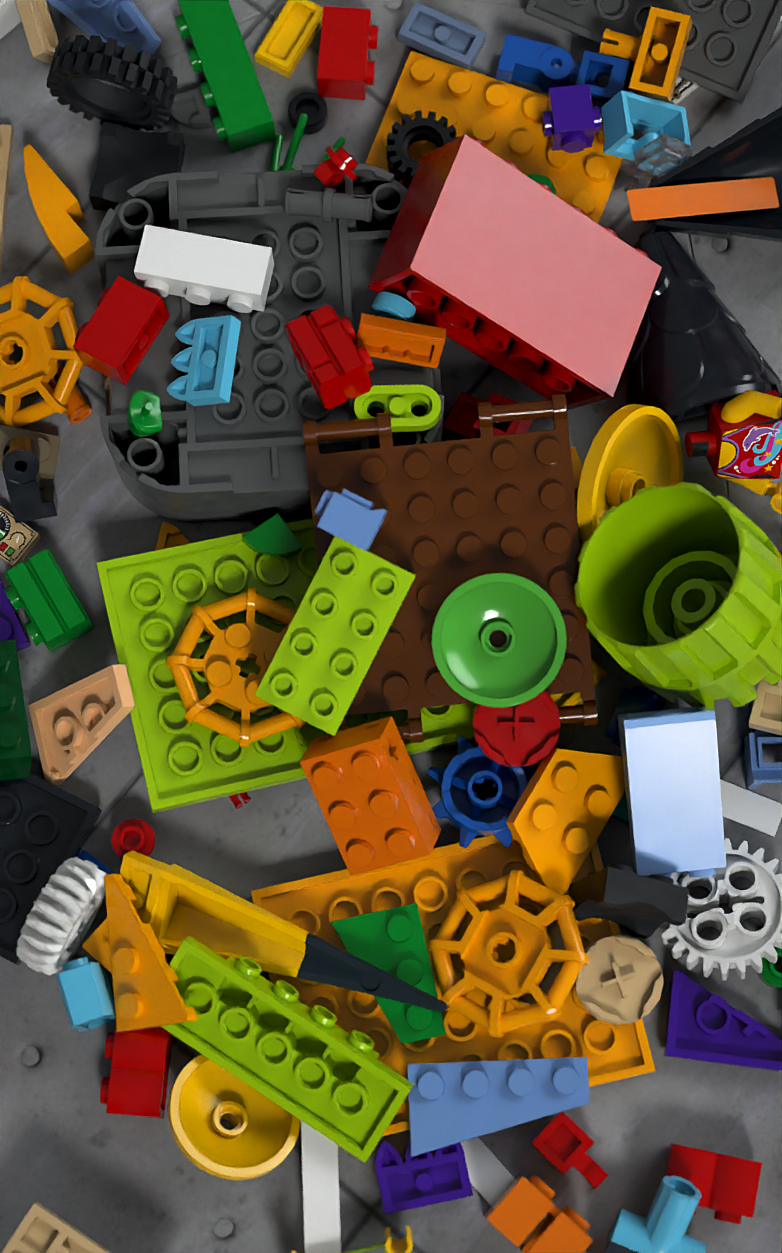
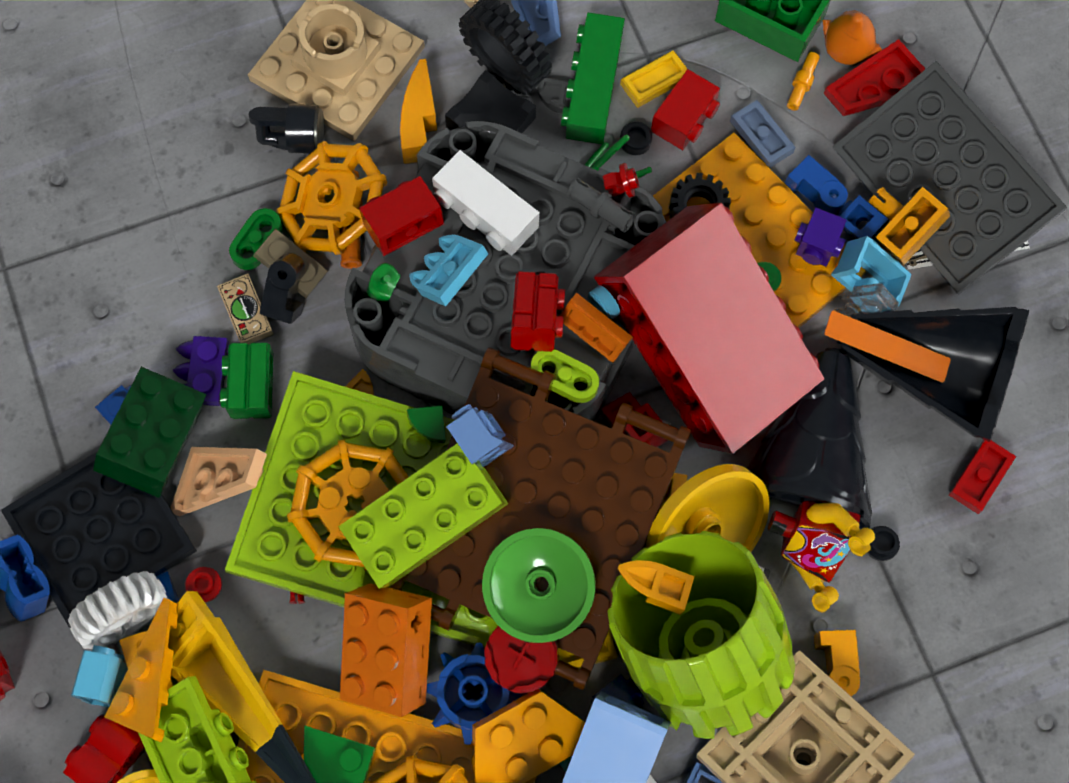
camera: 25 degrees right, 5 degrees down
(622, 569) = (659, 583): none -> light orange plate

